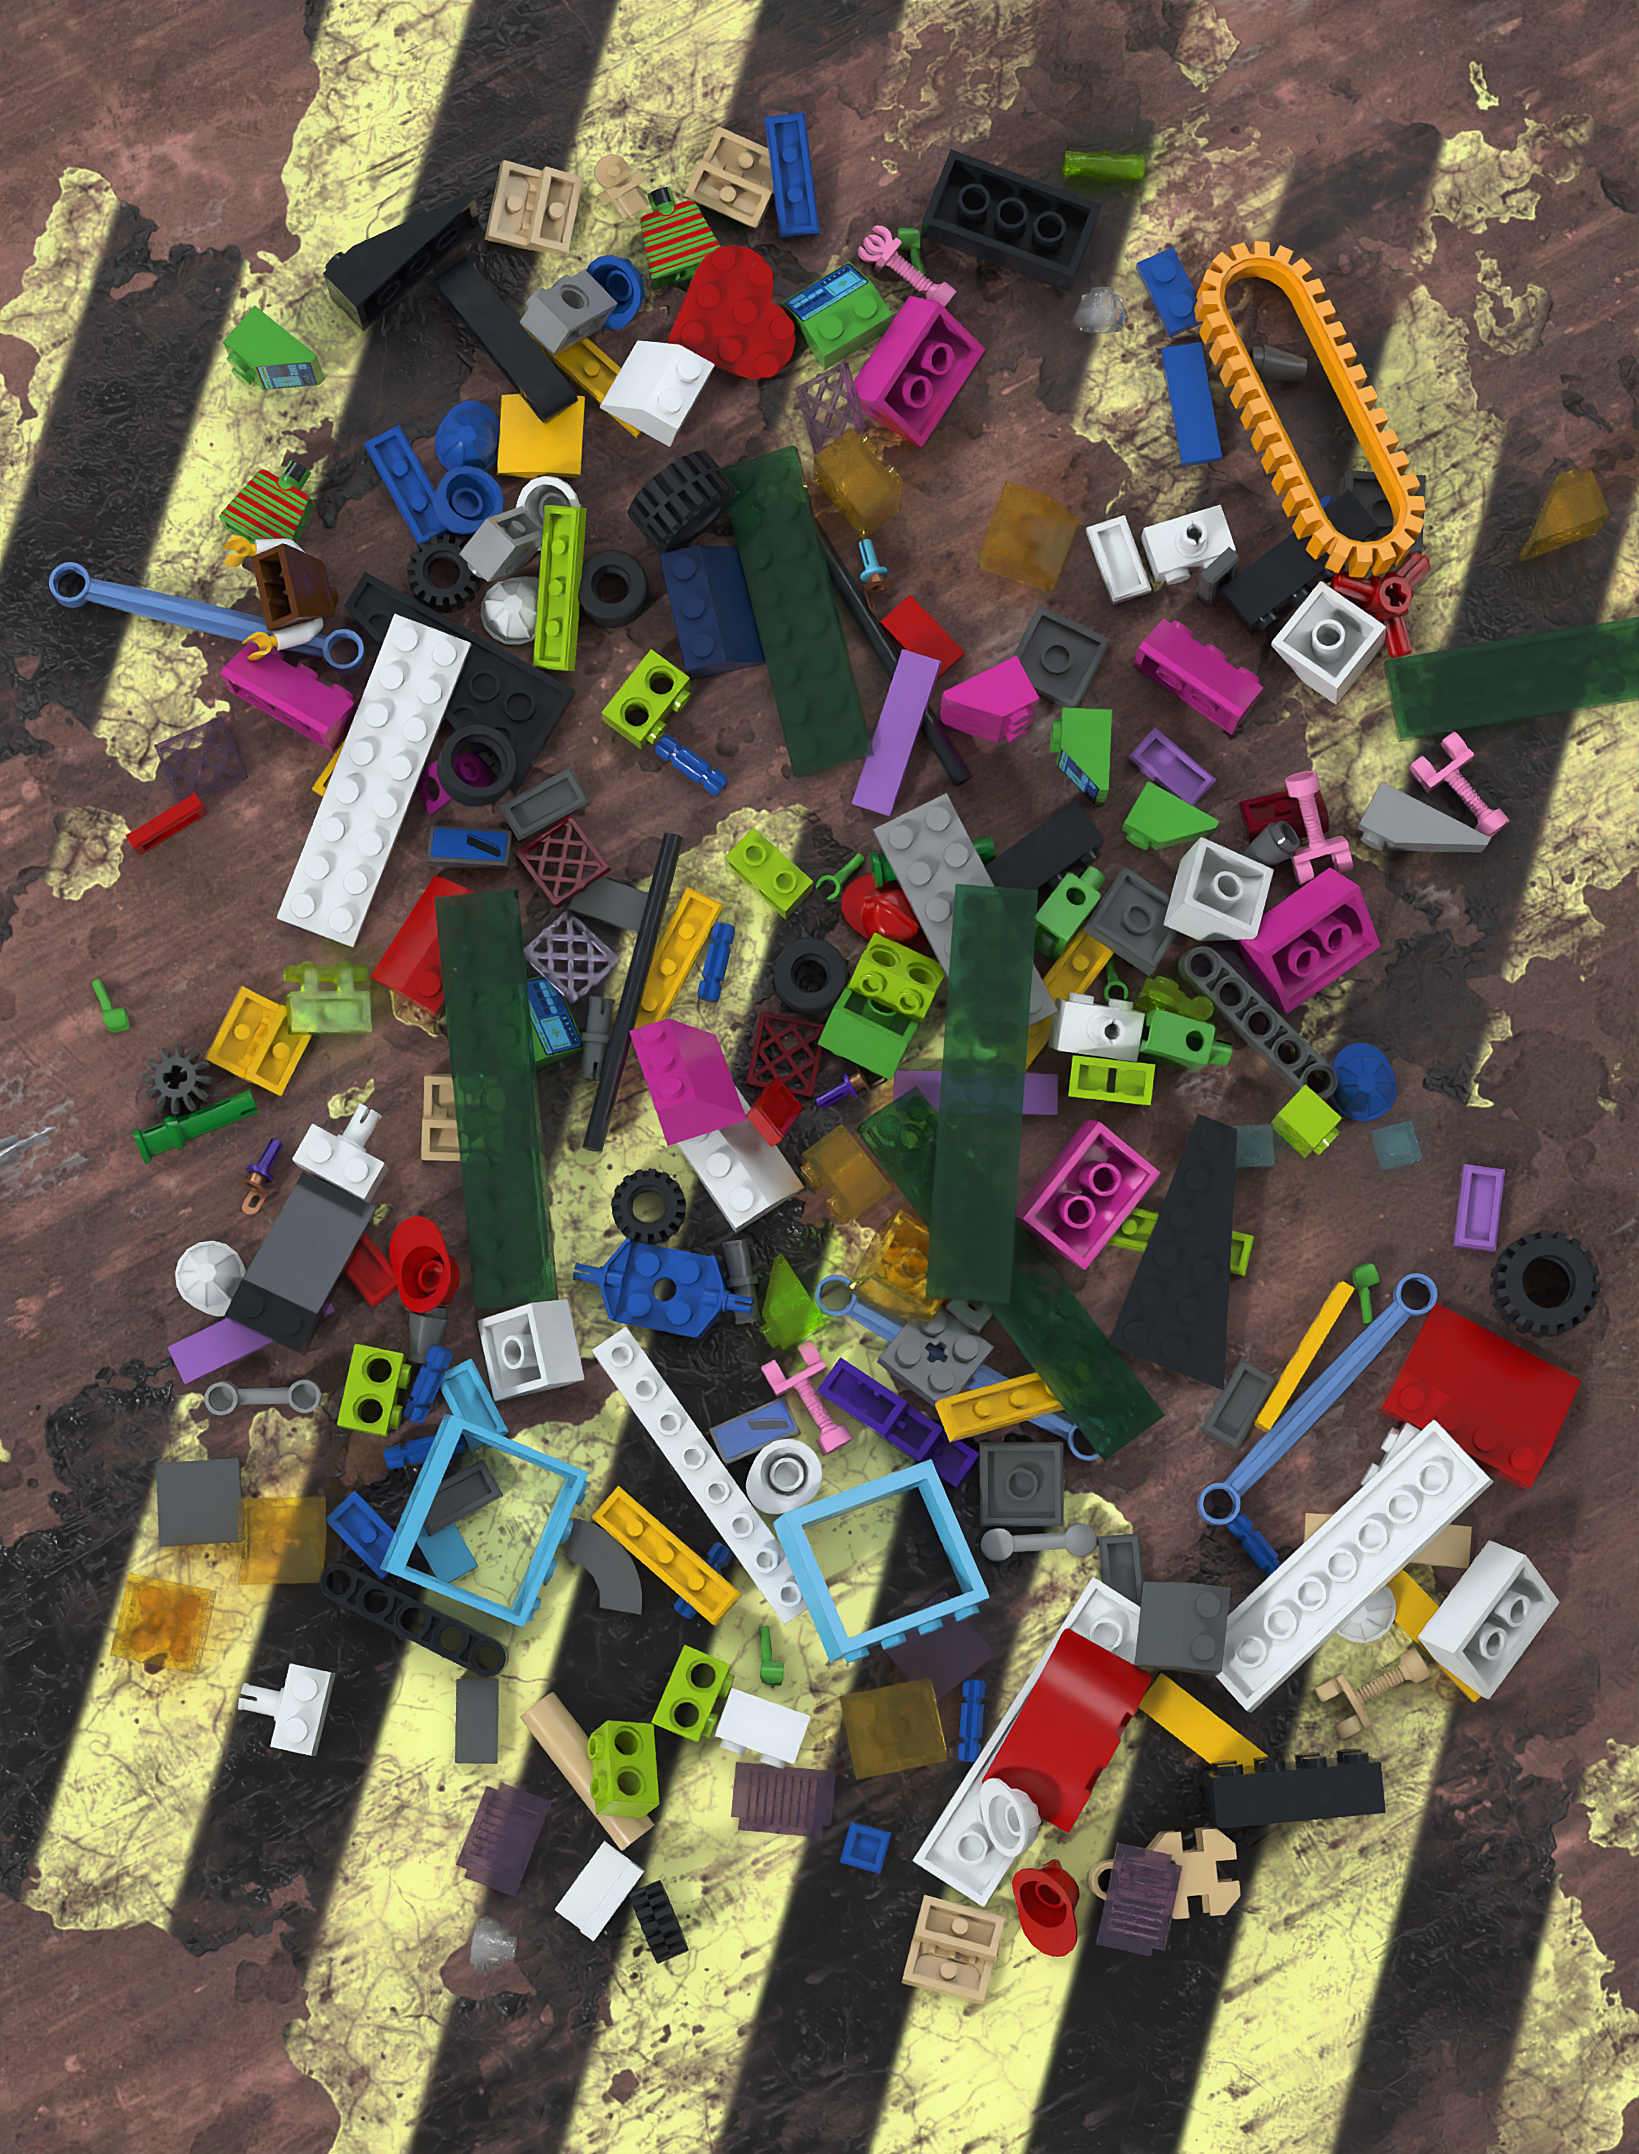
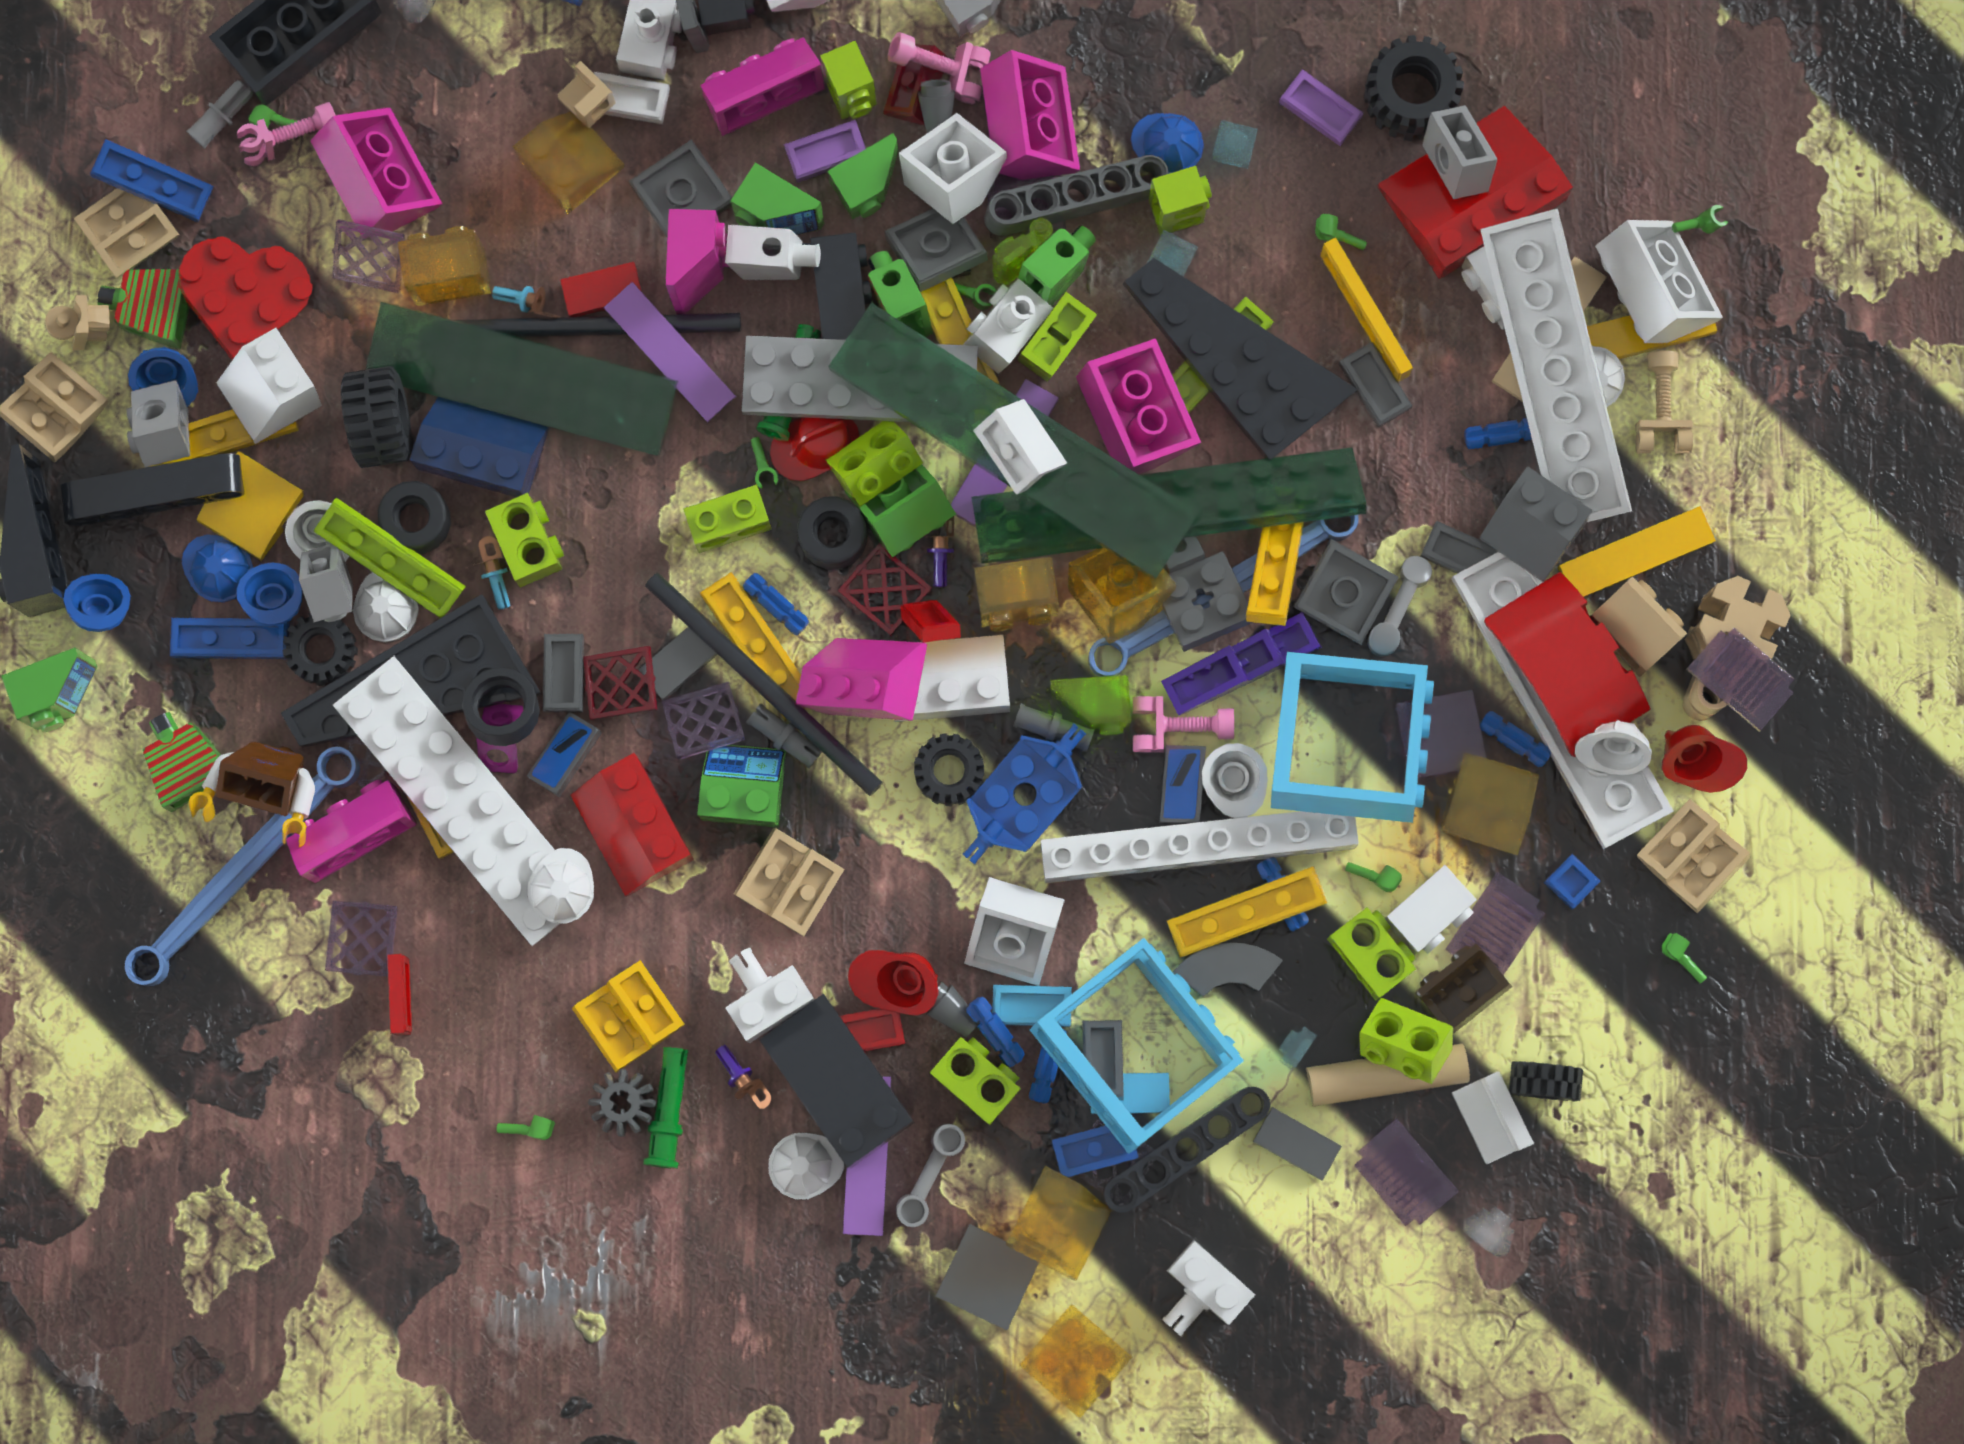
camera: 55 degrees left, 0 degrees up
(327, 1011) = (635, 946): clear neon green plate -> none
(344, 914) = (561, 886): none -> white piece
(374, 350) = (97, 602): none -> blue piece
(496, 1098) = (790, 842): clear green plate -> none
(565, 1670) = (1296, 1046): none -> clear light blue plate
(601, 690) = (494, 572): none -> piece
(691, 764) = (599, 534): blue axle -> none
(705, 1797) = (1463, 987): none -> dark brown bracket
(838, 314) = (291, 206): bright green slope -> none
(855, 1979) = (1674, 948): none -> bright green hand
(889, 199) = (220, 113): none -> light grey axle
(978, 1101) = (1019, 445): none -> white panel
(1038, 770) = (768, 253): none -> white torso
(1093, 521) = (587, 96): none -> tan panel
(1140, 1776) = (1639, 625): none -> tan slope
(1245, 753) = (849, 81): none -> lime brick
(1293, 1791) = (1714, 509): black brick -> none
(1317, 1398) = (1405, 319): medium blue piece -> none
(1501, 1360) = (1459, 152): none -> light grey brick
(1576, 1633) = (1705, 221): none -> bright green hand

